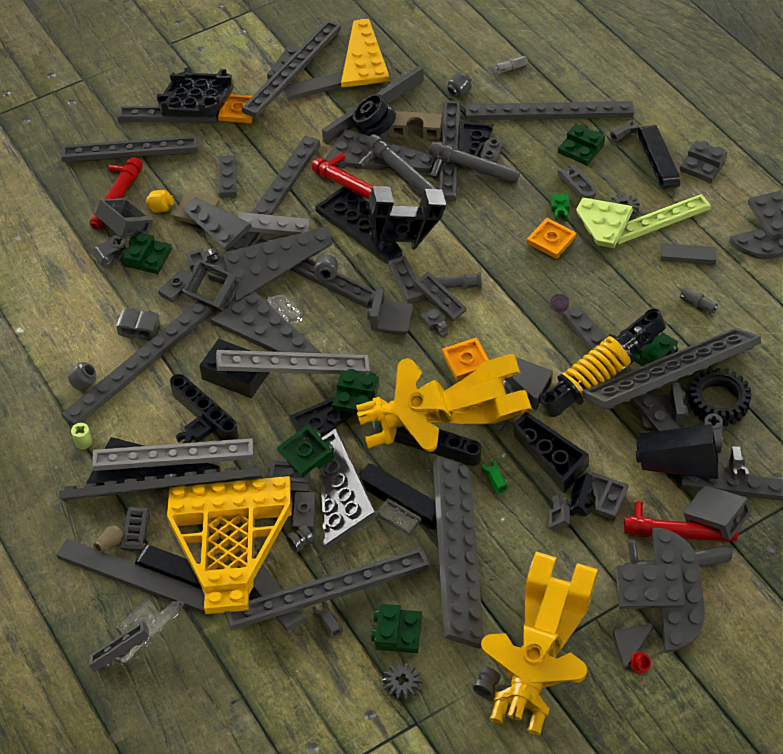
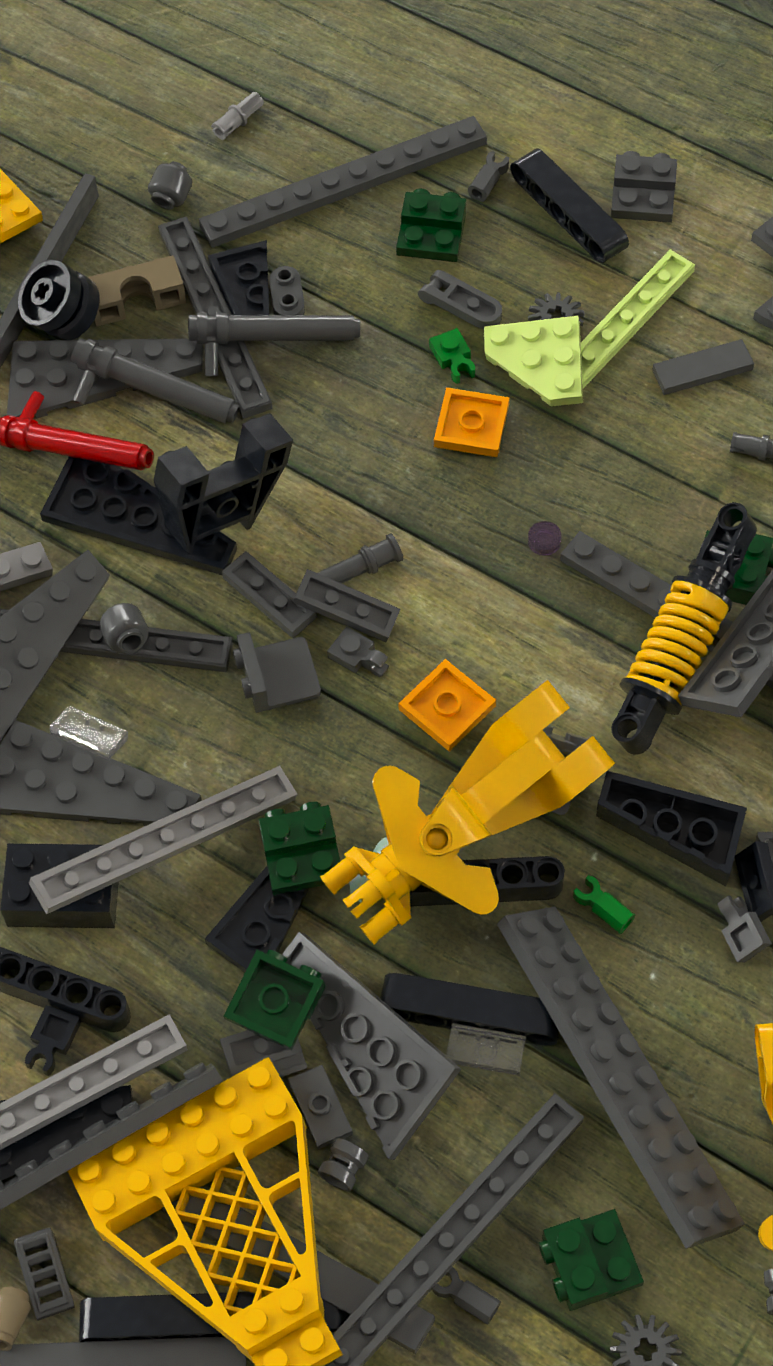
camera: 25 degrees left, 10 degrees up
(533, 379) = (585, 696): dark grey slope -> none

